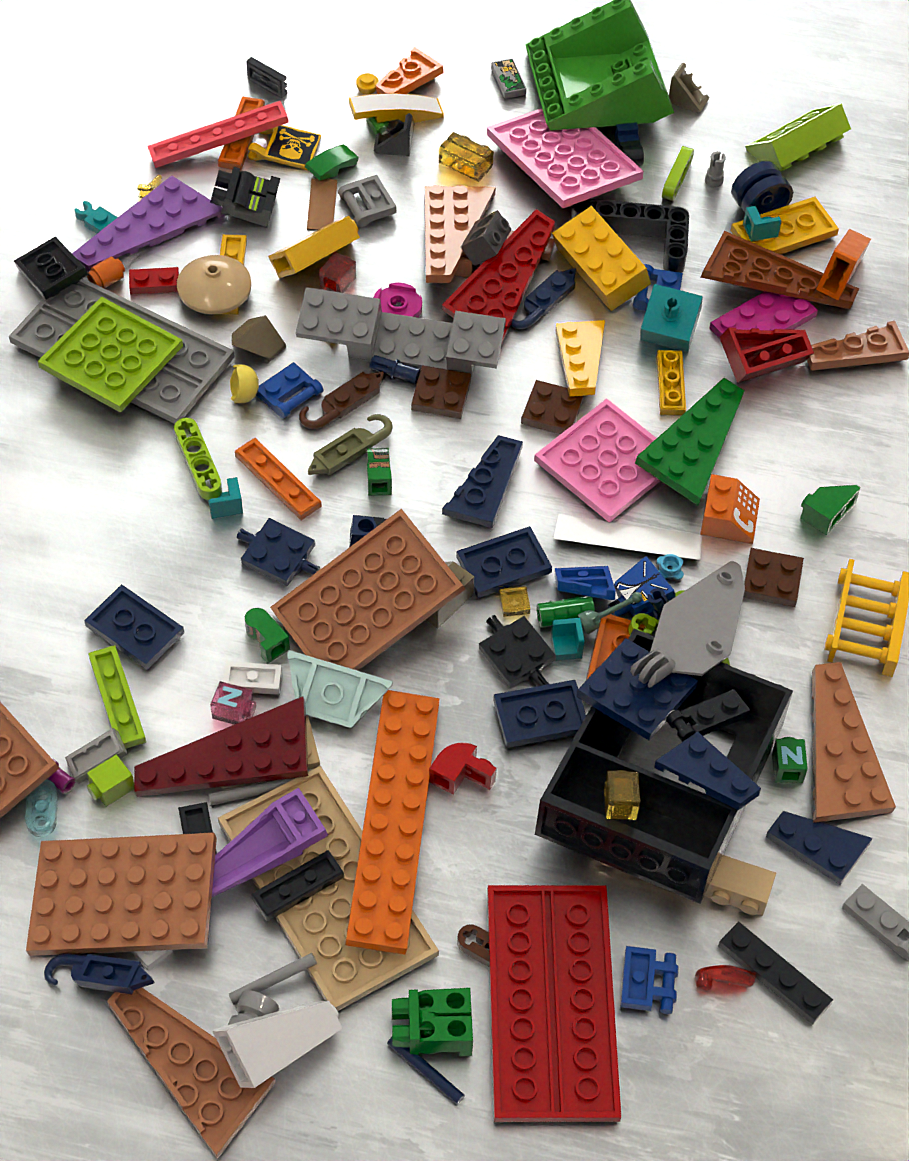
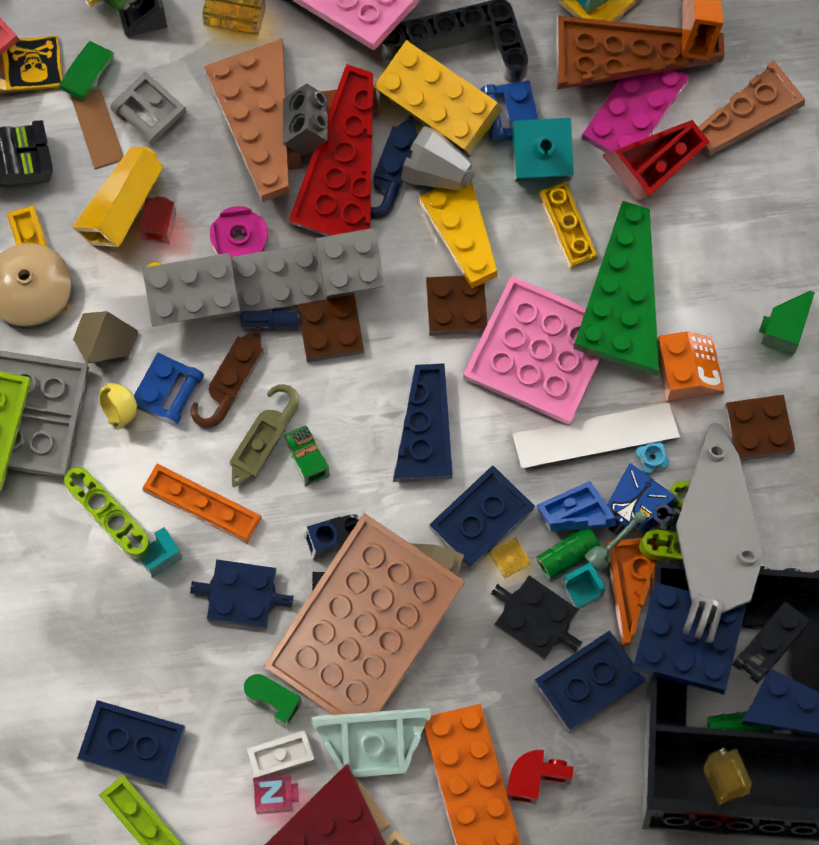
camera: 20 degrees left, 15 degrees up
(577, 298) = (437, 162): none -> light grey cone

